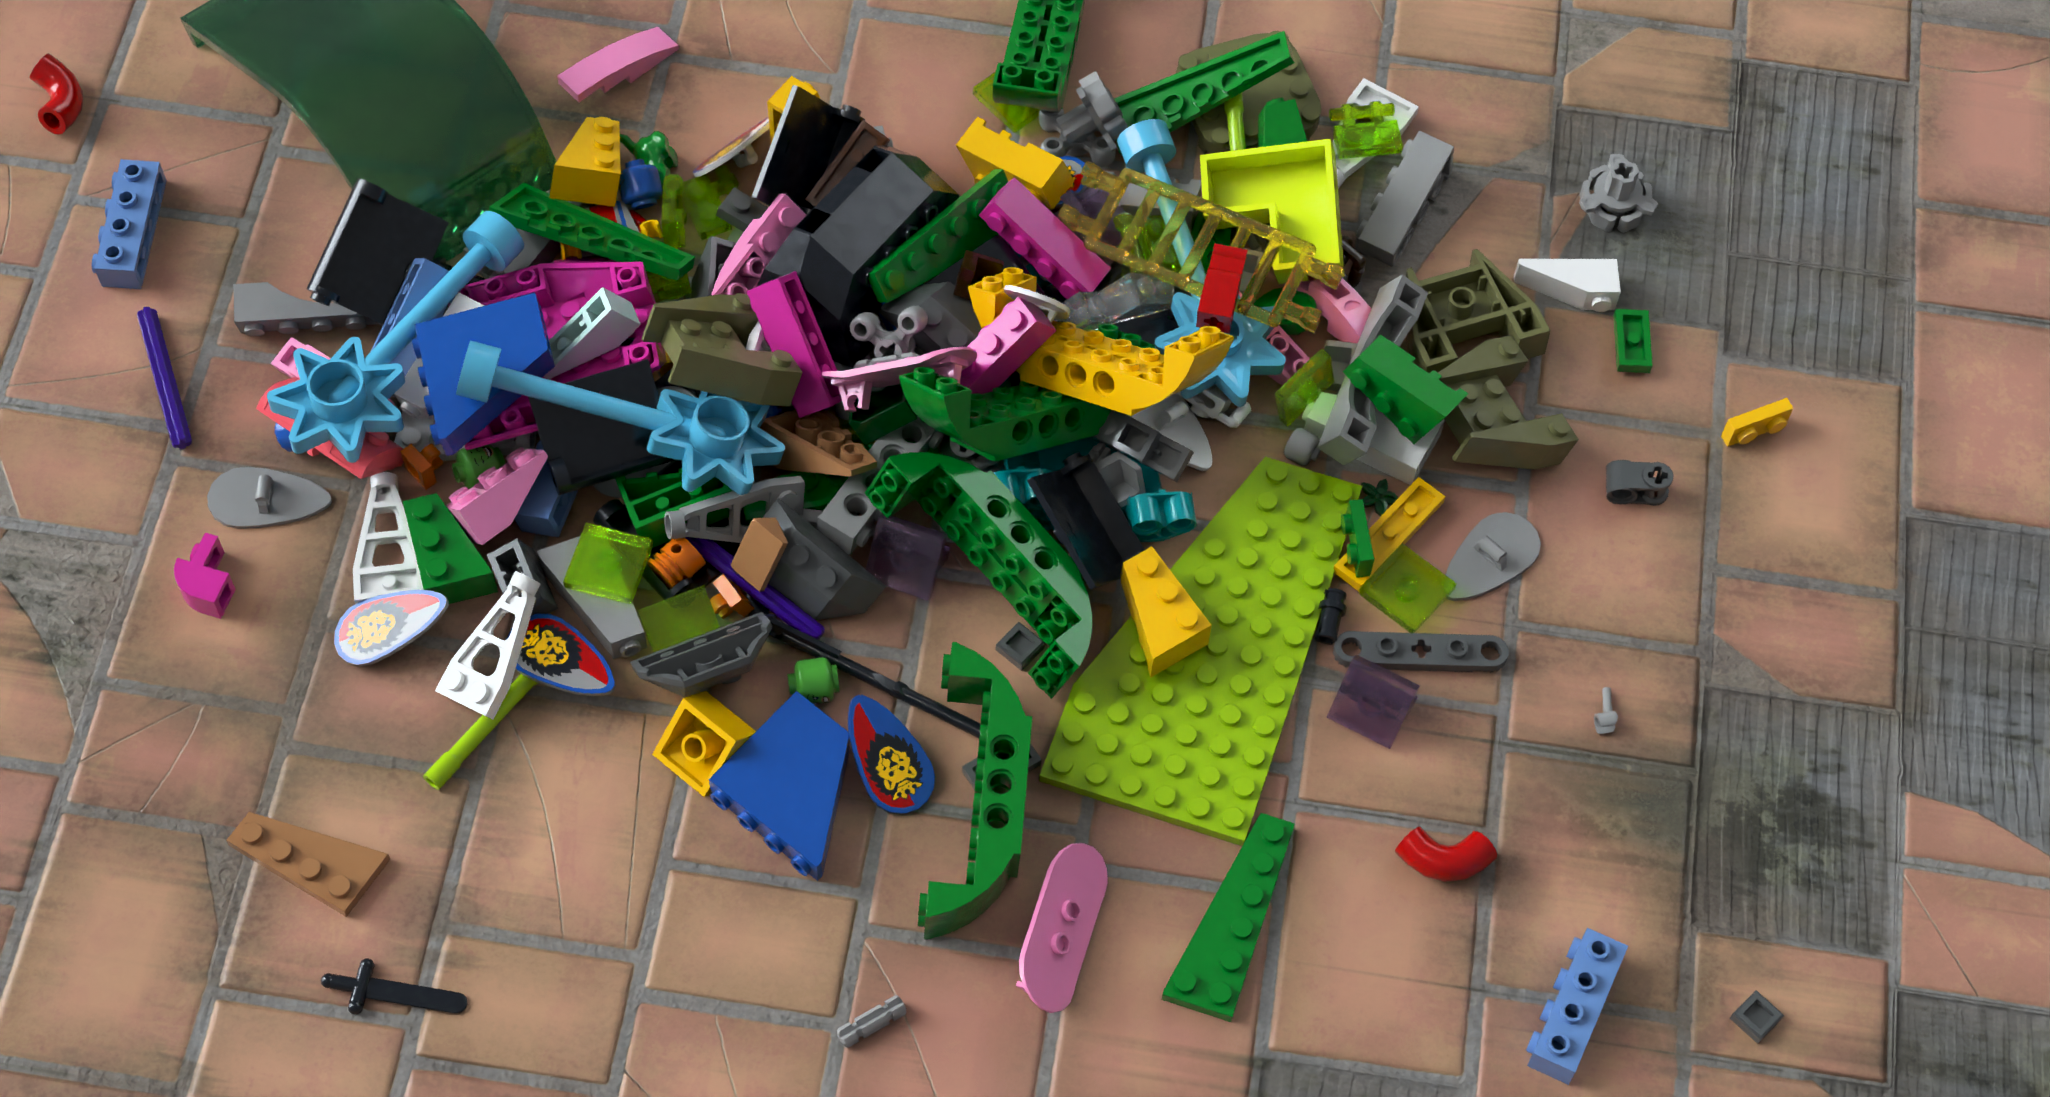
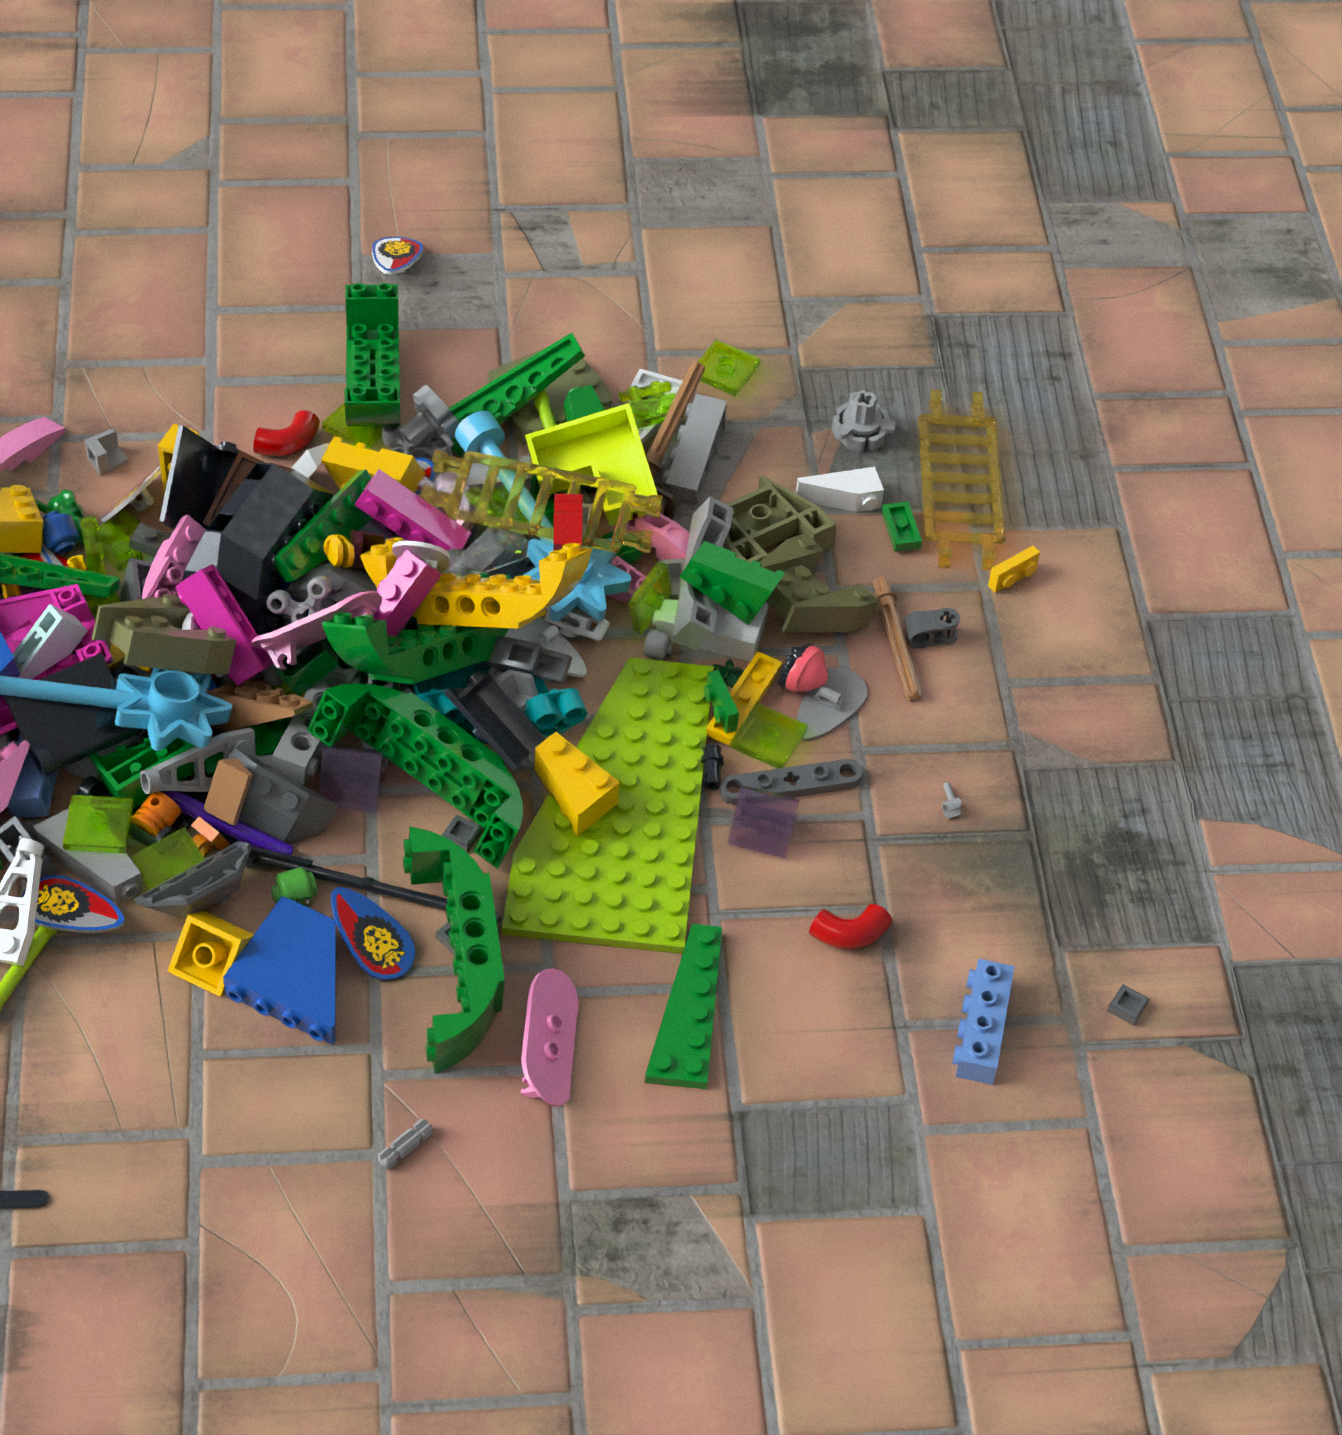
camera: 15 degrees left, 10 degrees down
(716, 85) = (104, 452): none -> light grey panel
(930, 104) = (289, 439): none -> red cylinder
(940, 145) = (310, 460): none -> white slope
(946, 274) = (339, 551): none -> yellow arm
(1385, 156) = (674, 416): none -> medium nougat axle
(1468, 92) = (727, 367): none -> clear neon green plate
(1468, 512) = (804, 669): none -> coral hair
(1591, 475) = (897, 638): none -> medium nougat axle
(1761, 297) = (928, 476): none -> clear yellow bar

